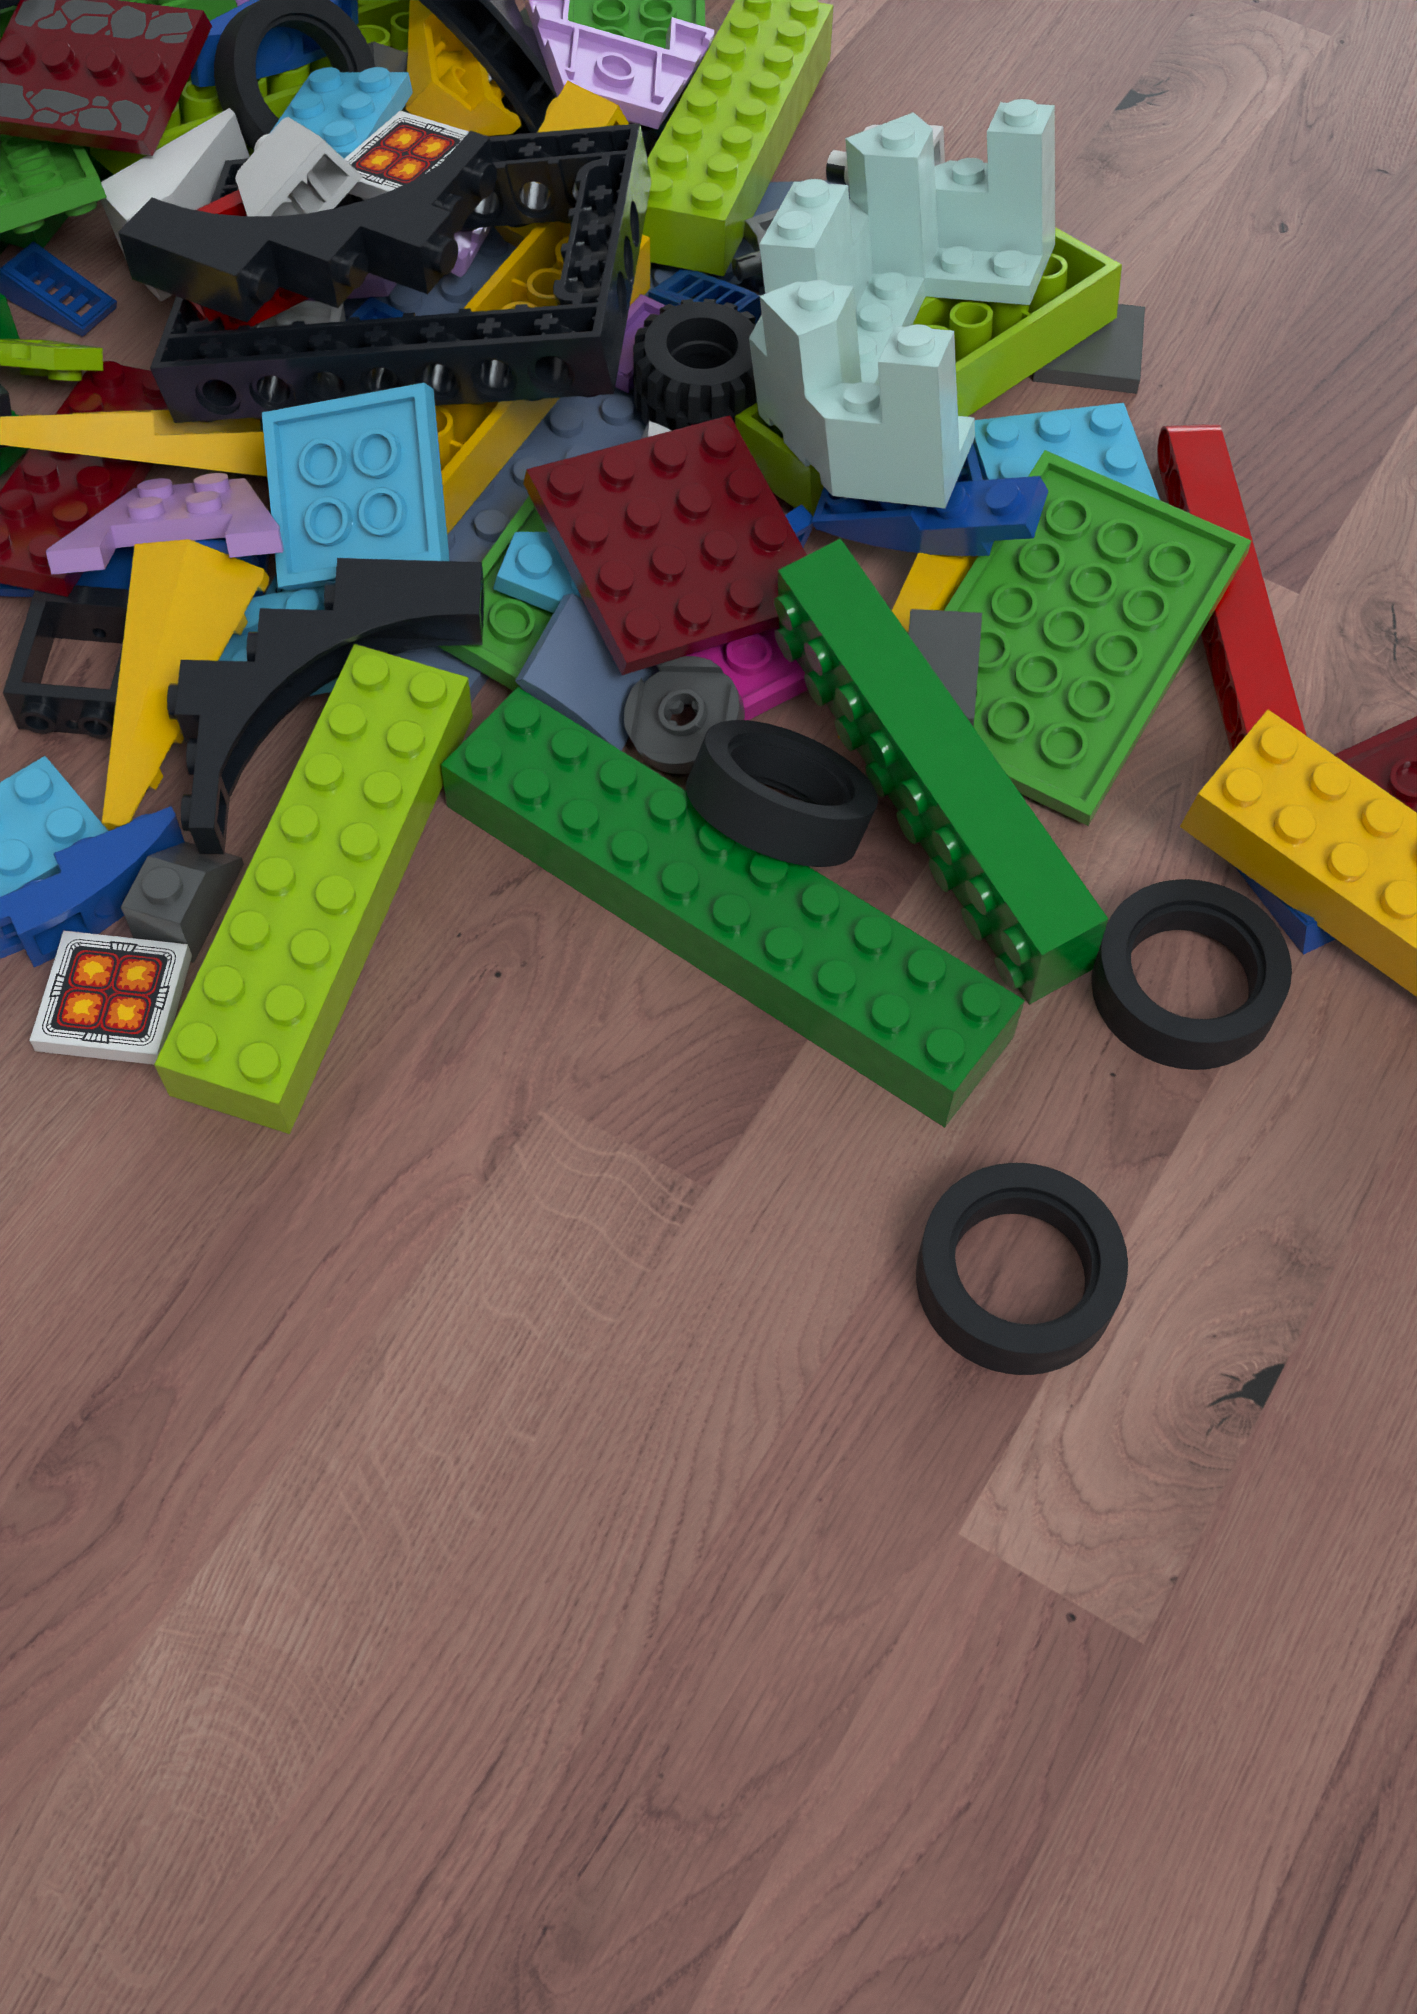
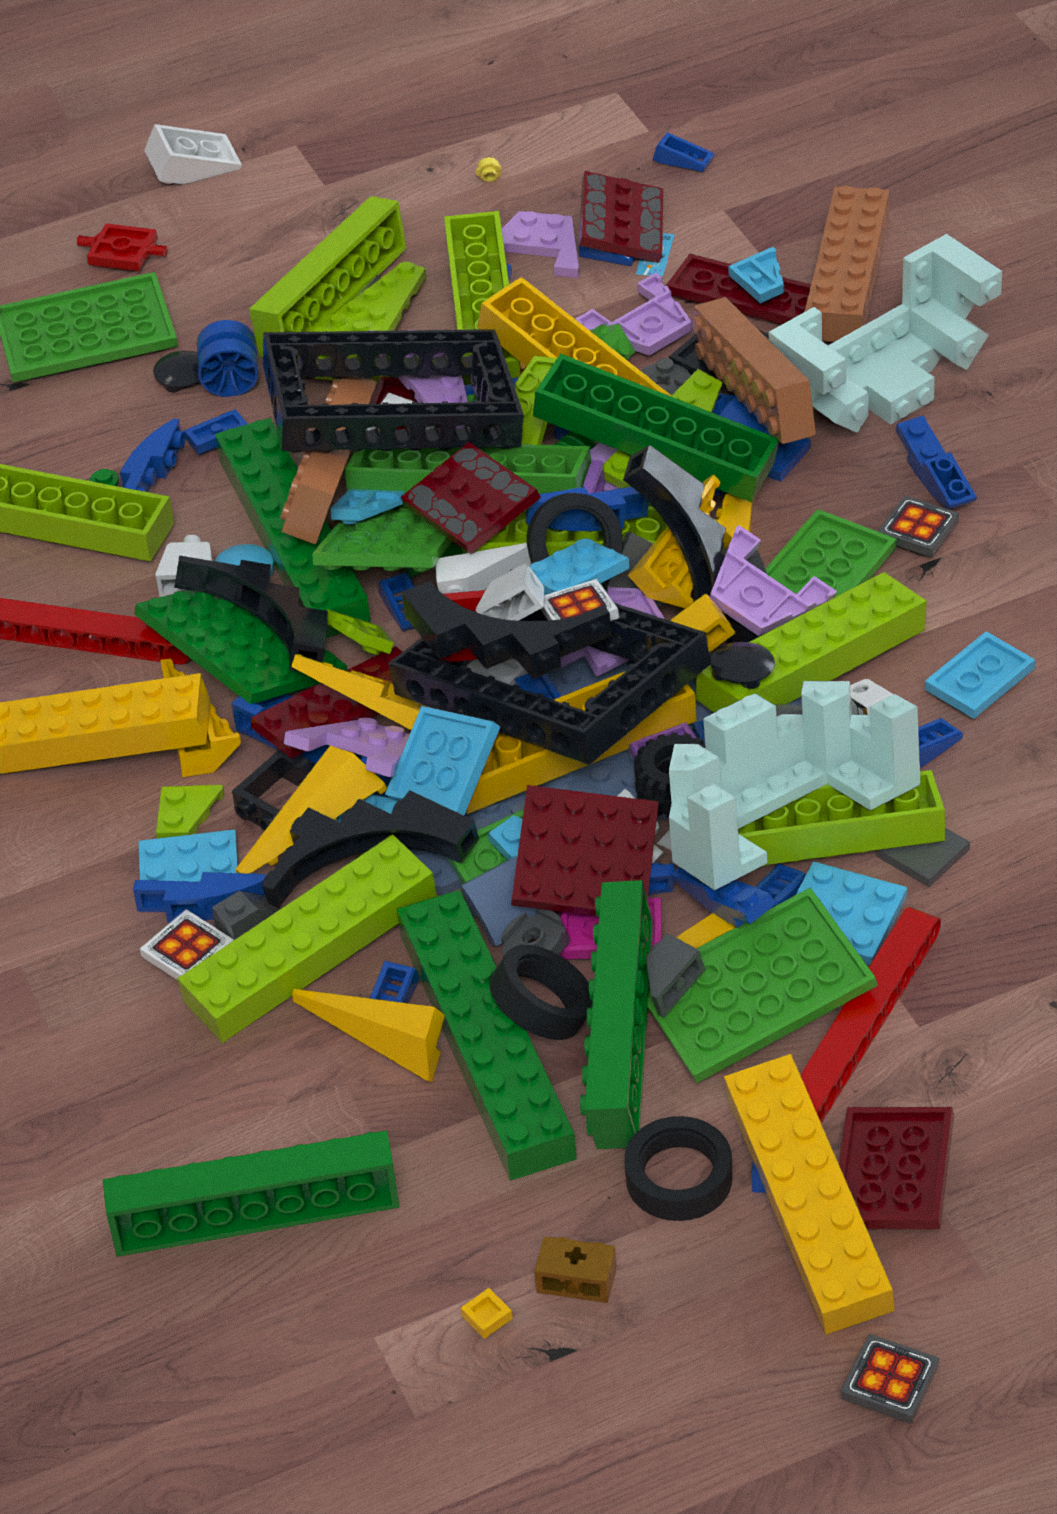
camera: 40 degrees right, 15 degrees down
(512, 869) = (397, 972): none -> blue slope
(571, 1400) = (250, 1193): none -> green brick
(591, 969) = (391, 1028): none -> yellow wedge
(695, 165) = (742, 663): none -> black dish
(961, 80) = (979, 674): none -> medium azure plate
(1051, 1198) = (478, 1211): black tyre -> none
(1116, 1385) = (486, 1313): none -> yellow plate
(1191, 1225) = (575, 1269): none -> pearl gold brick

